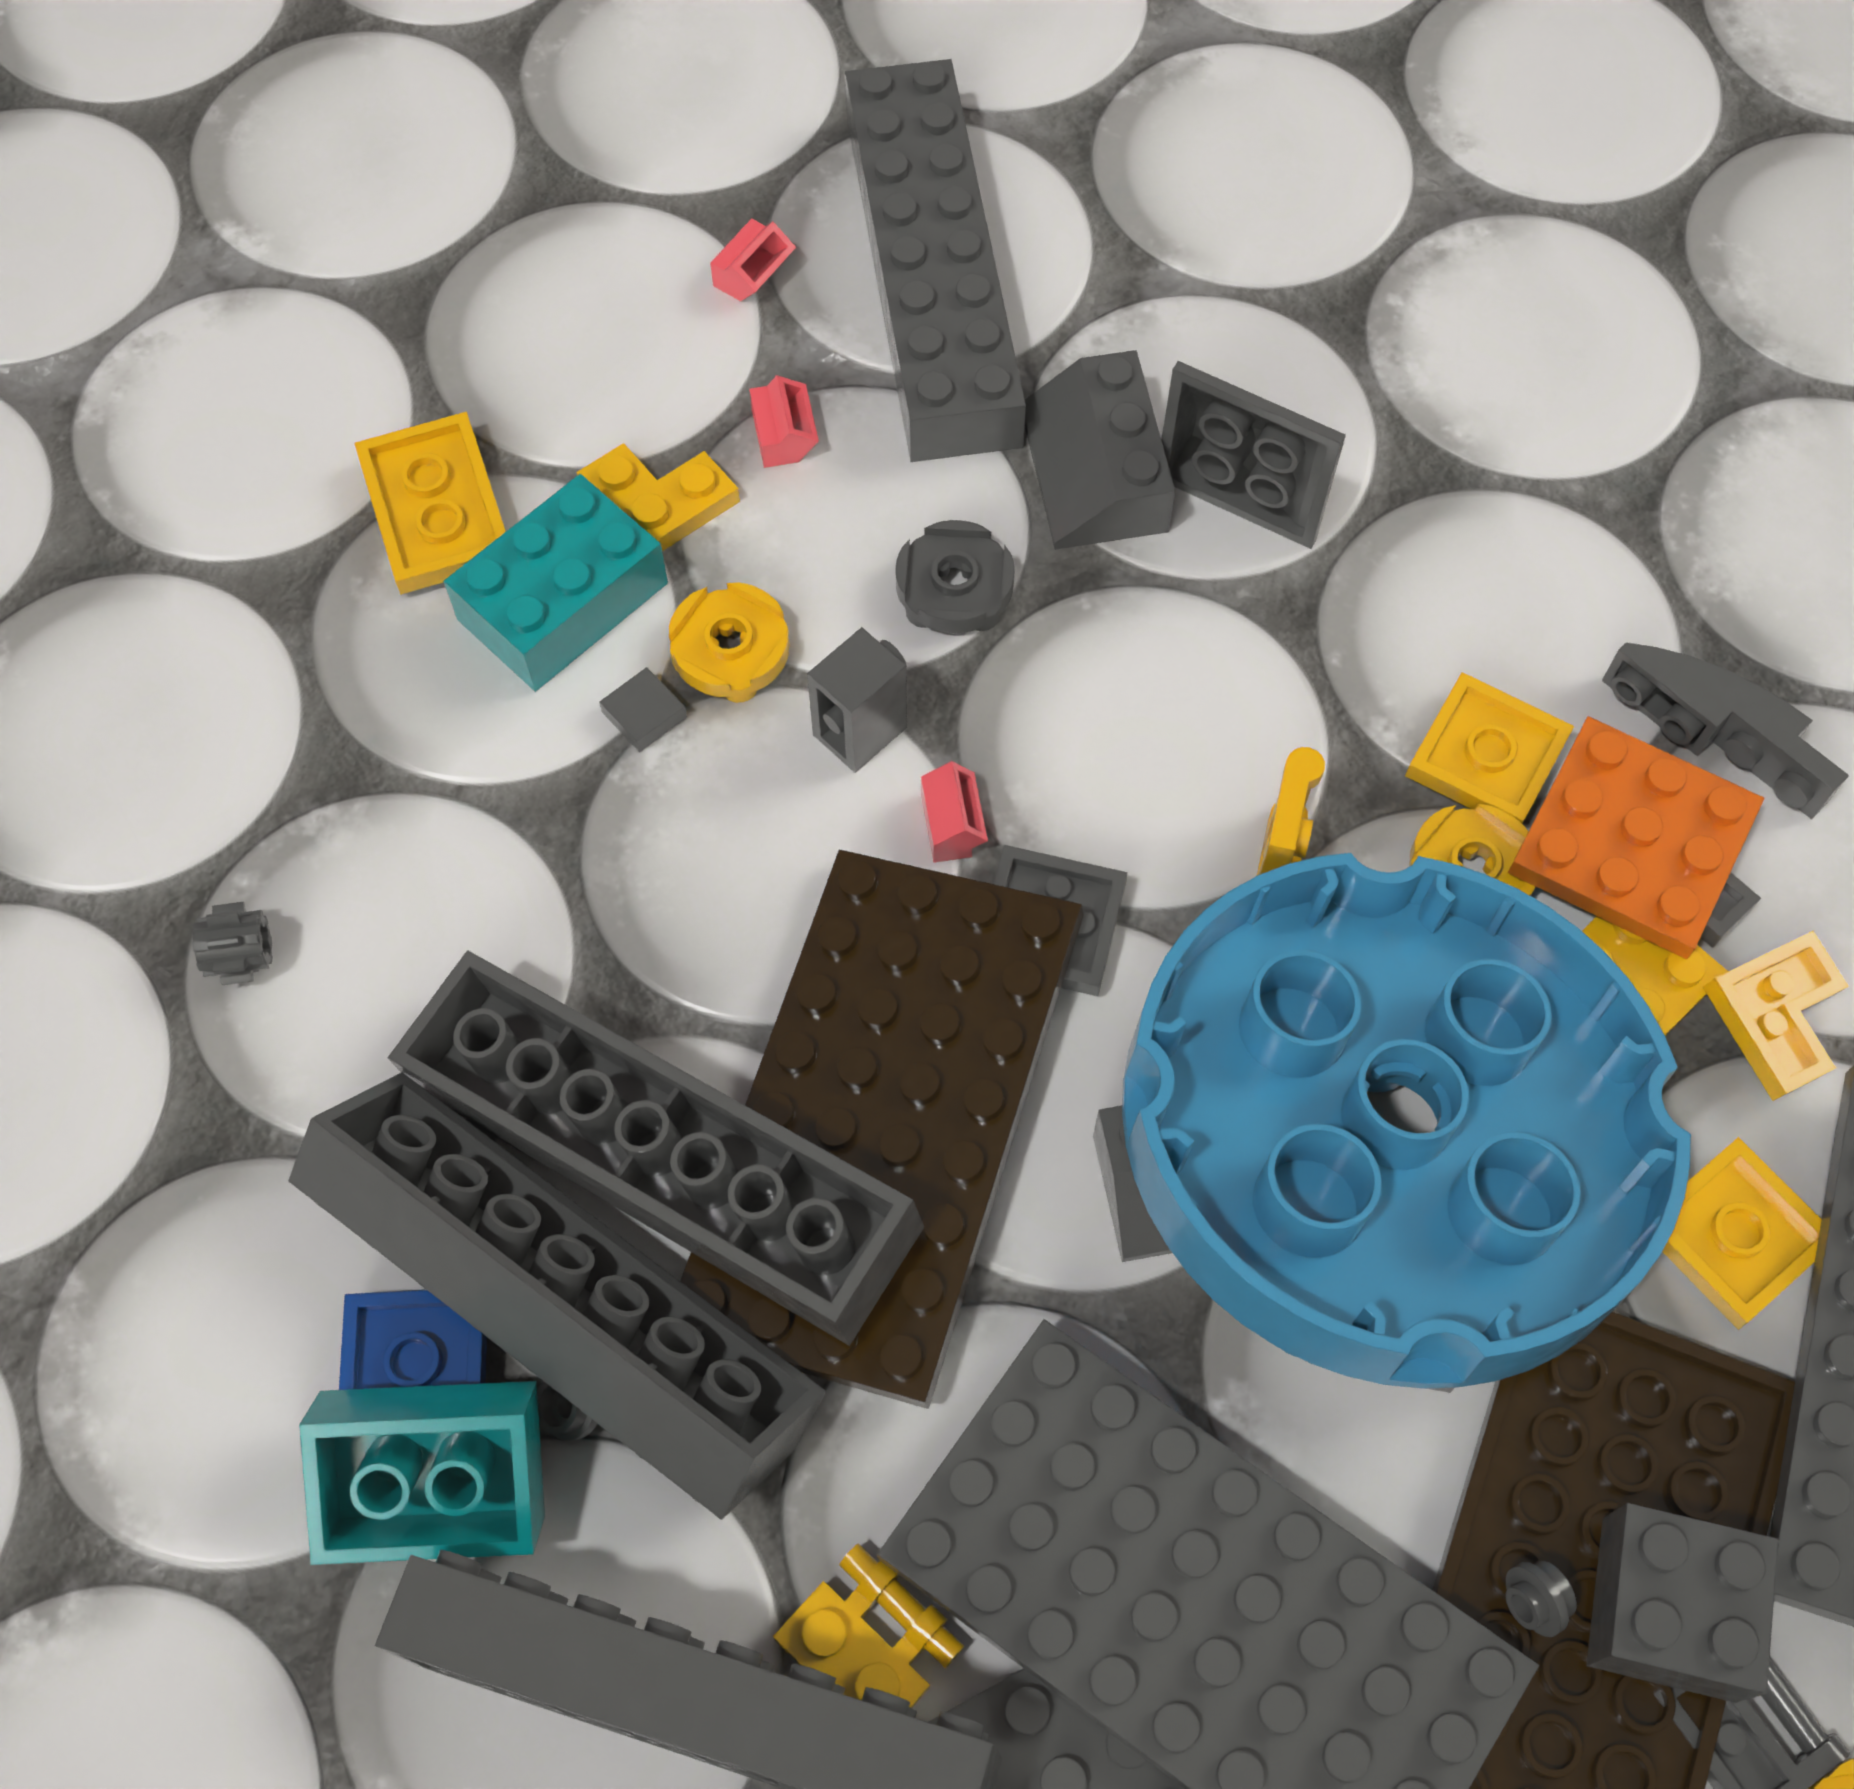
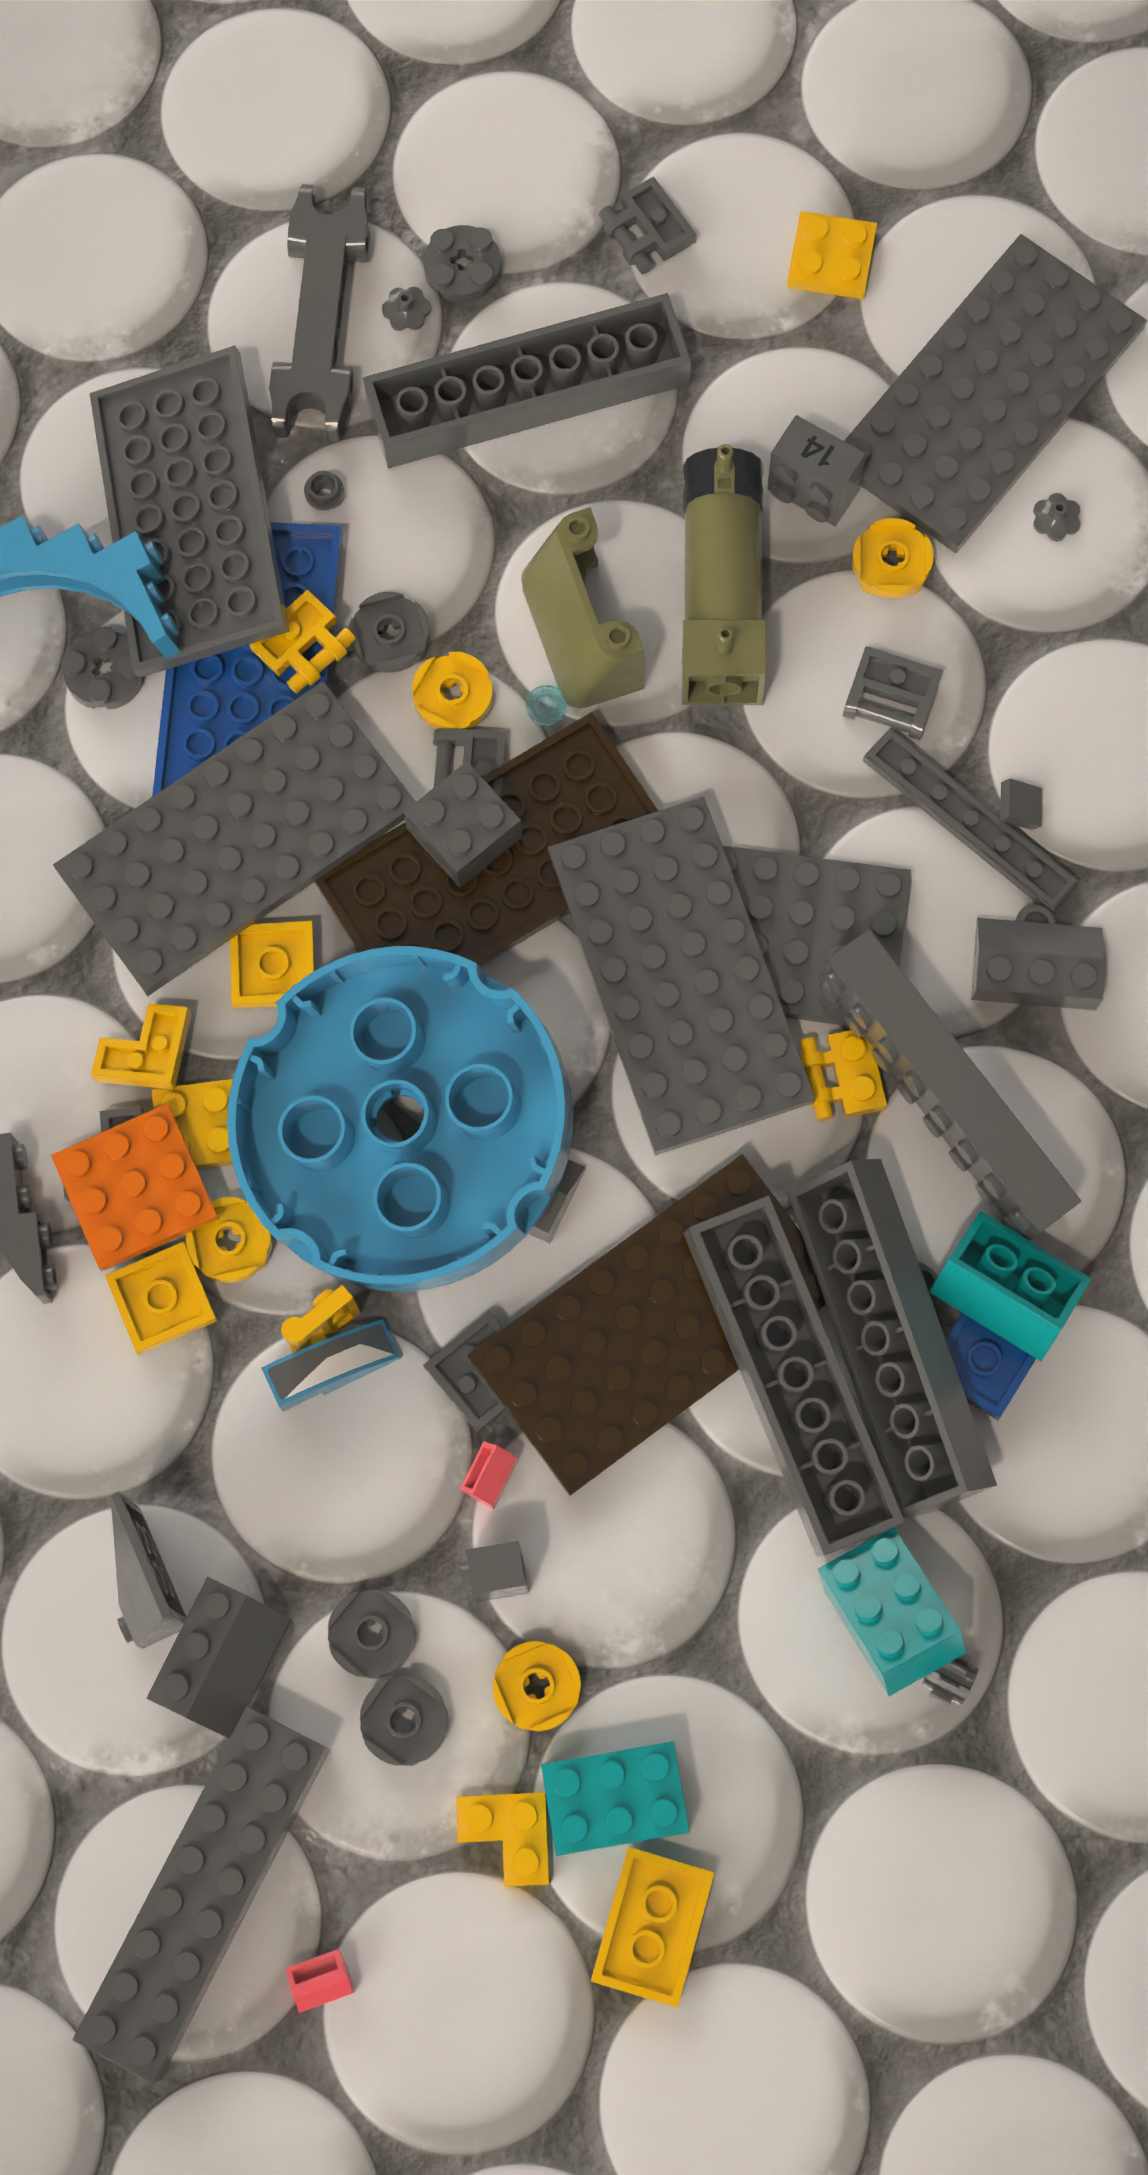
camera: 140 degrees left, 10 degrees up
(342, 949) = (892, 1611): none -> teal brick
(643, 709) = (618, 1677): dark grey tile -> none
(783, 421) = (391, 1829): coral piece -> none
(858, 549) = (400, 1695): none -> dark grey plate
(1234, 805) = (330, 1364): none -> slope
(1540, 1597) = (523, 871): dark grey plate -> none

